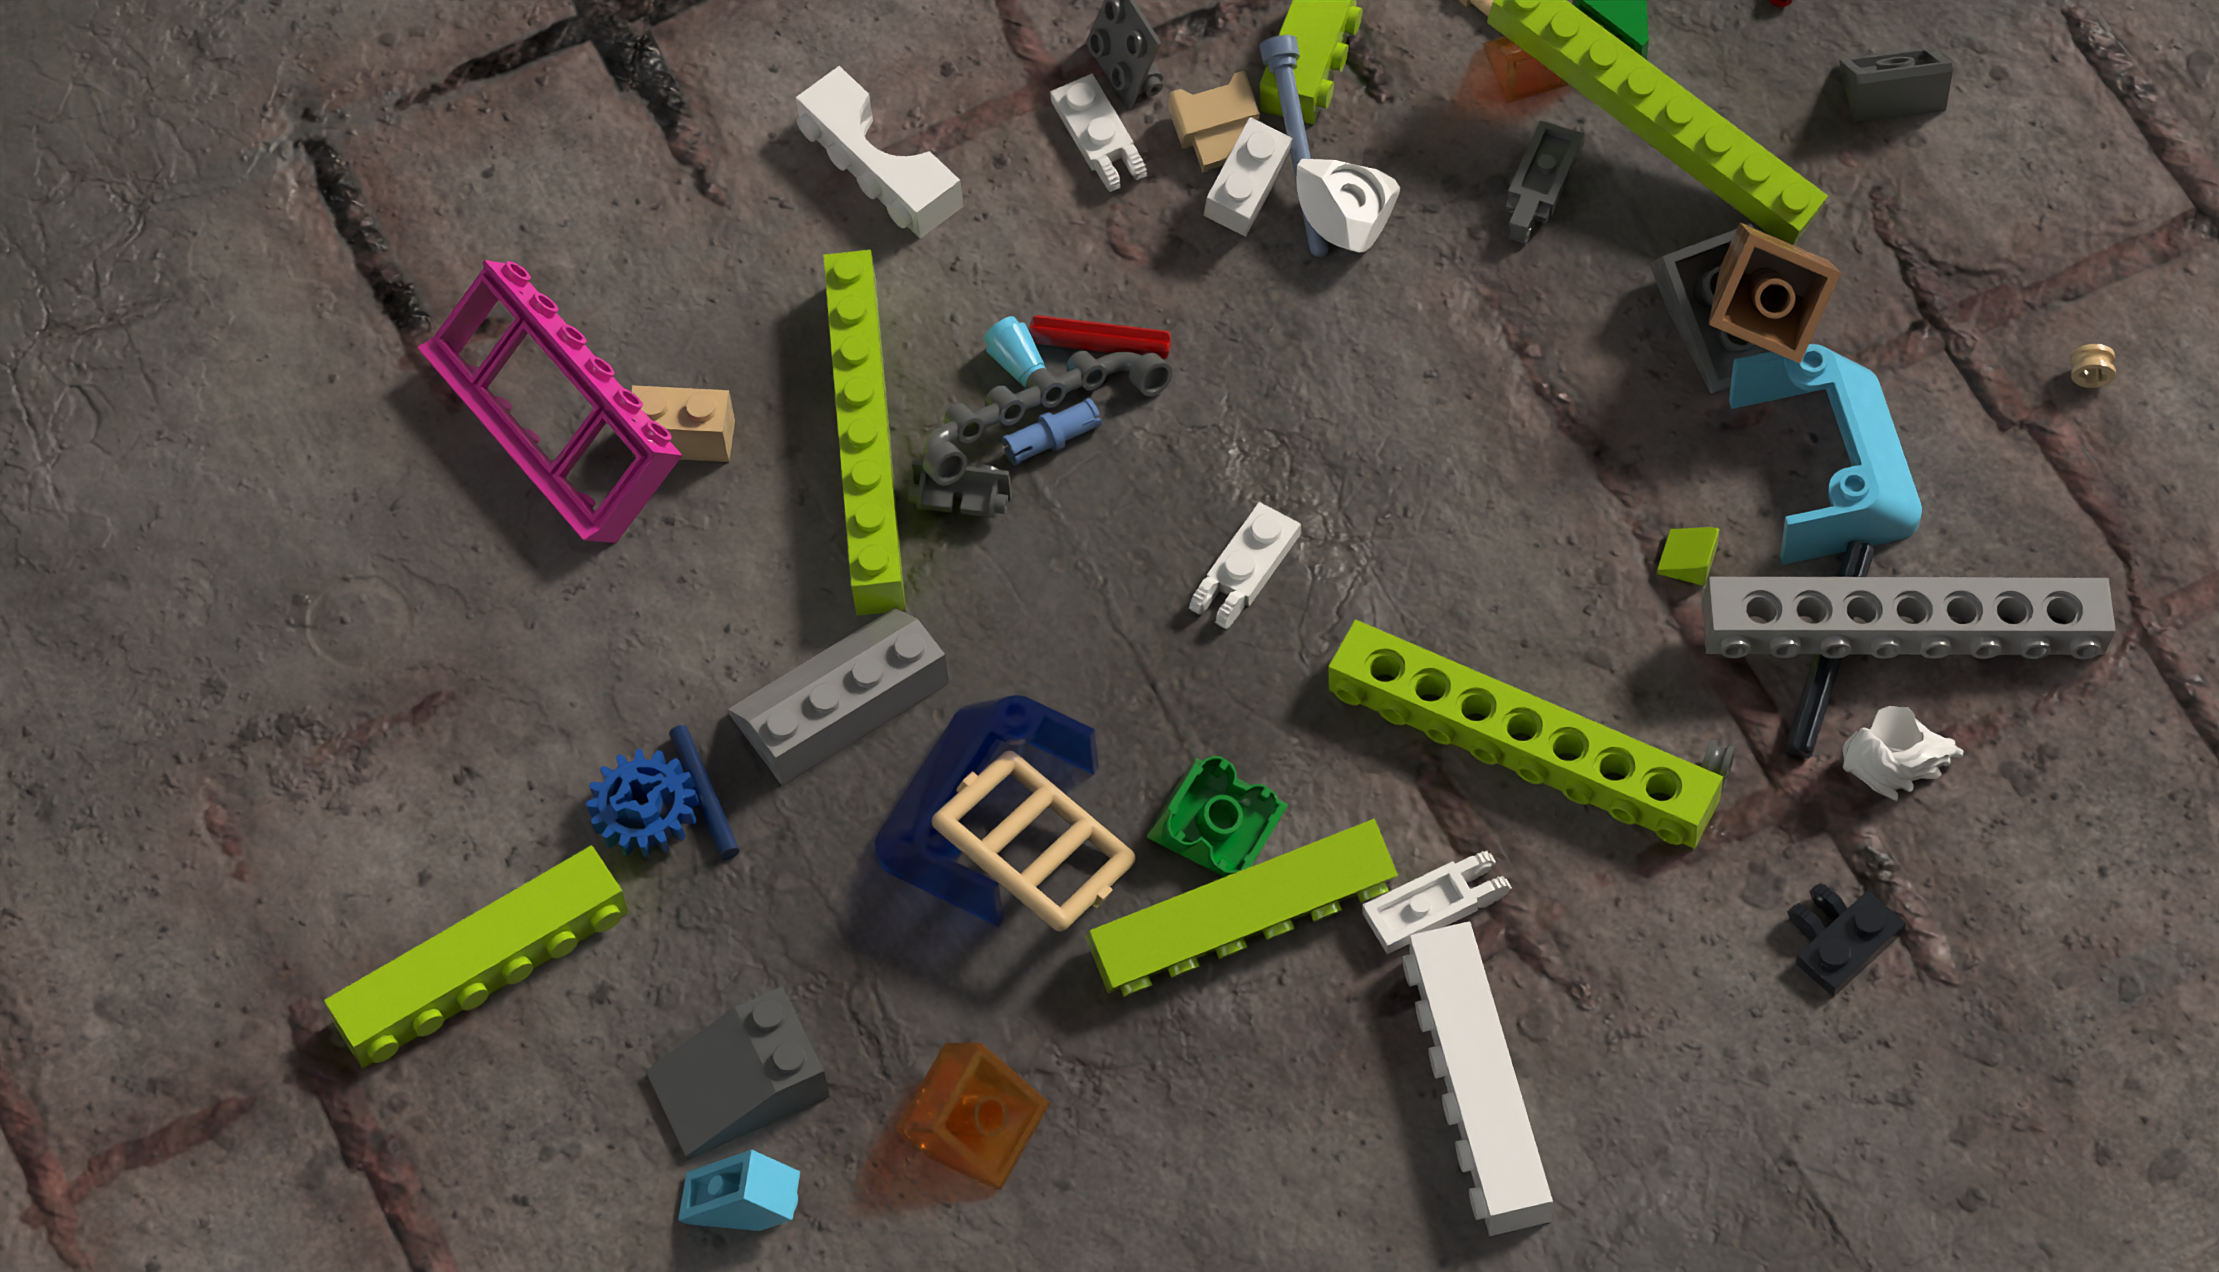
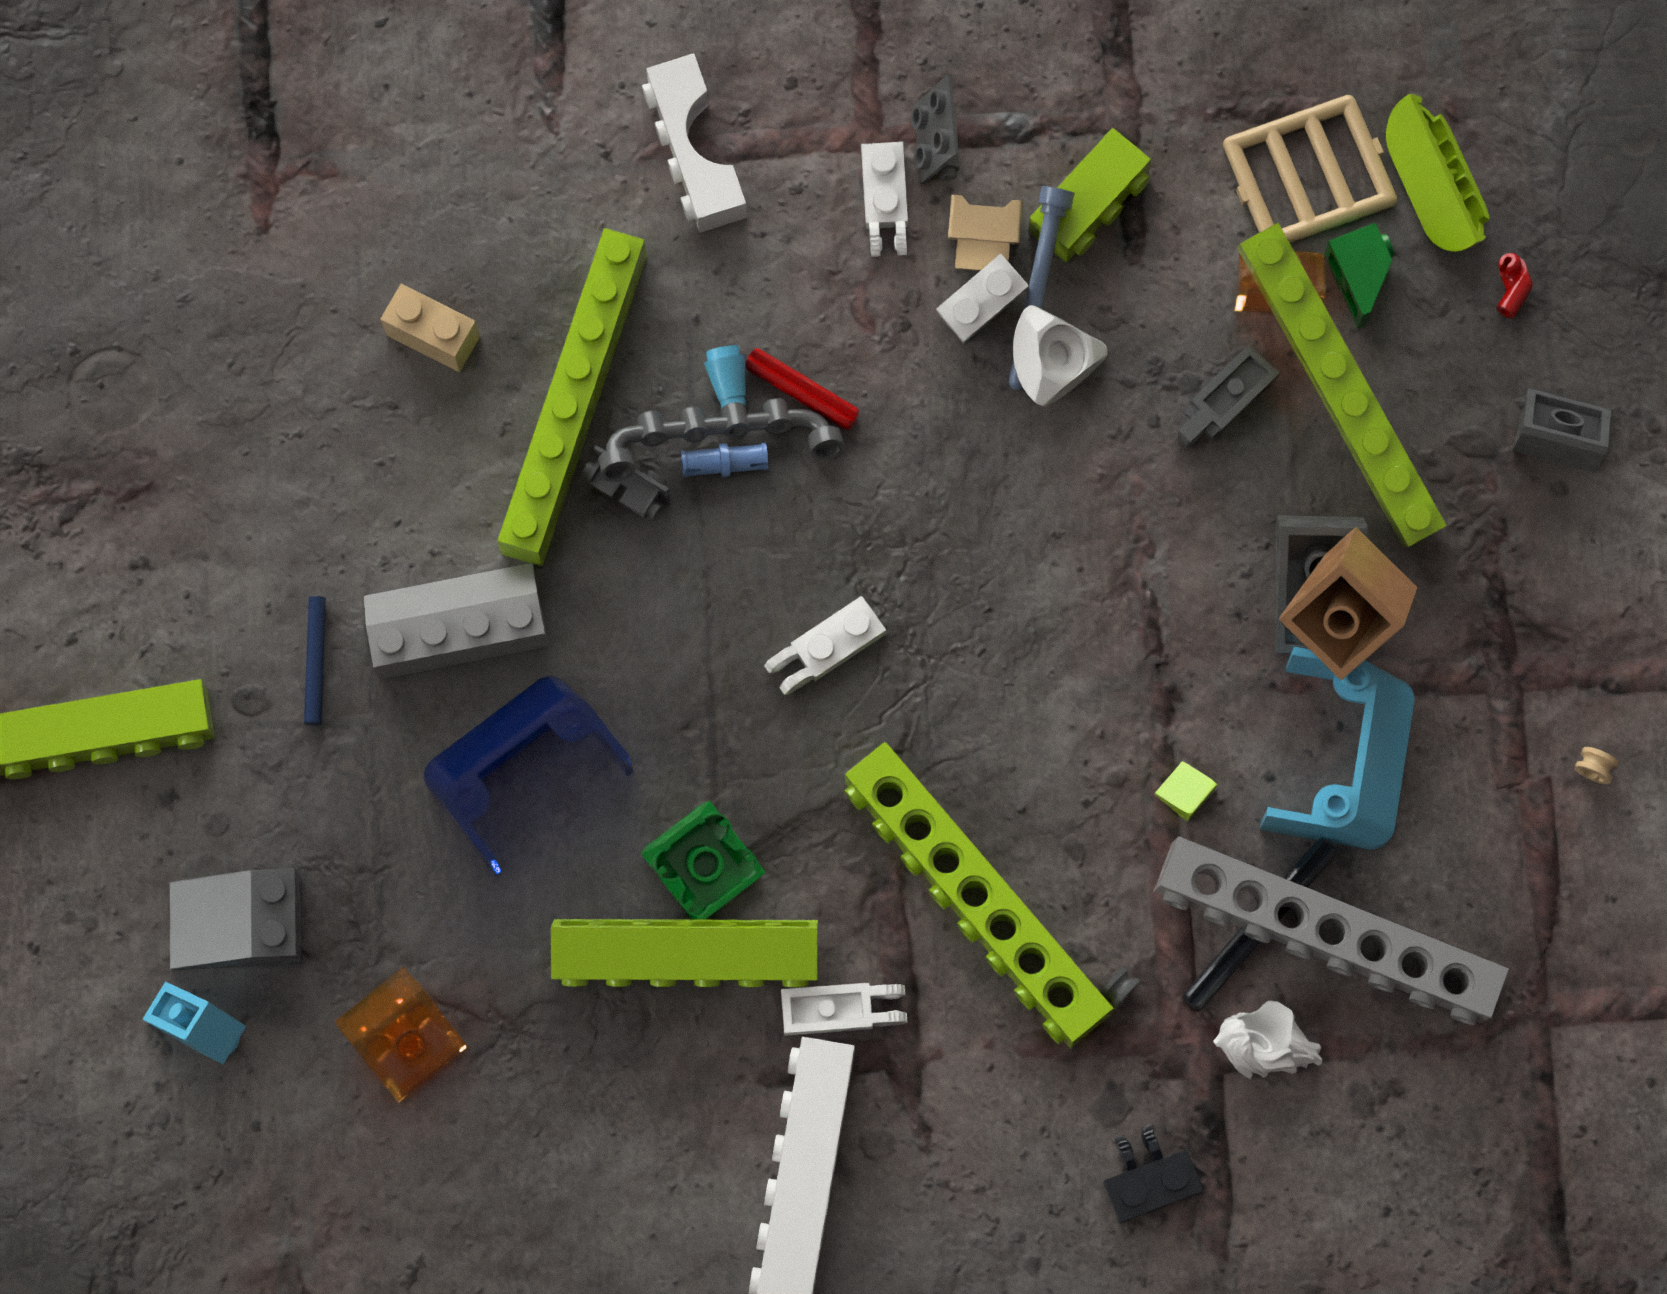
camera: 20 degrees right, 15 degrees up
(592, 377) = (362, 260): dark pink window -> none
(646, 825) = (242, 653): blue gear -> none
(1024, 885) = (512, 867): tan bar -> none

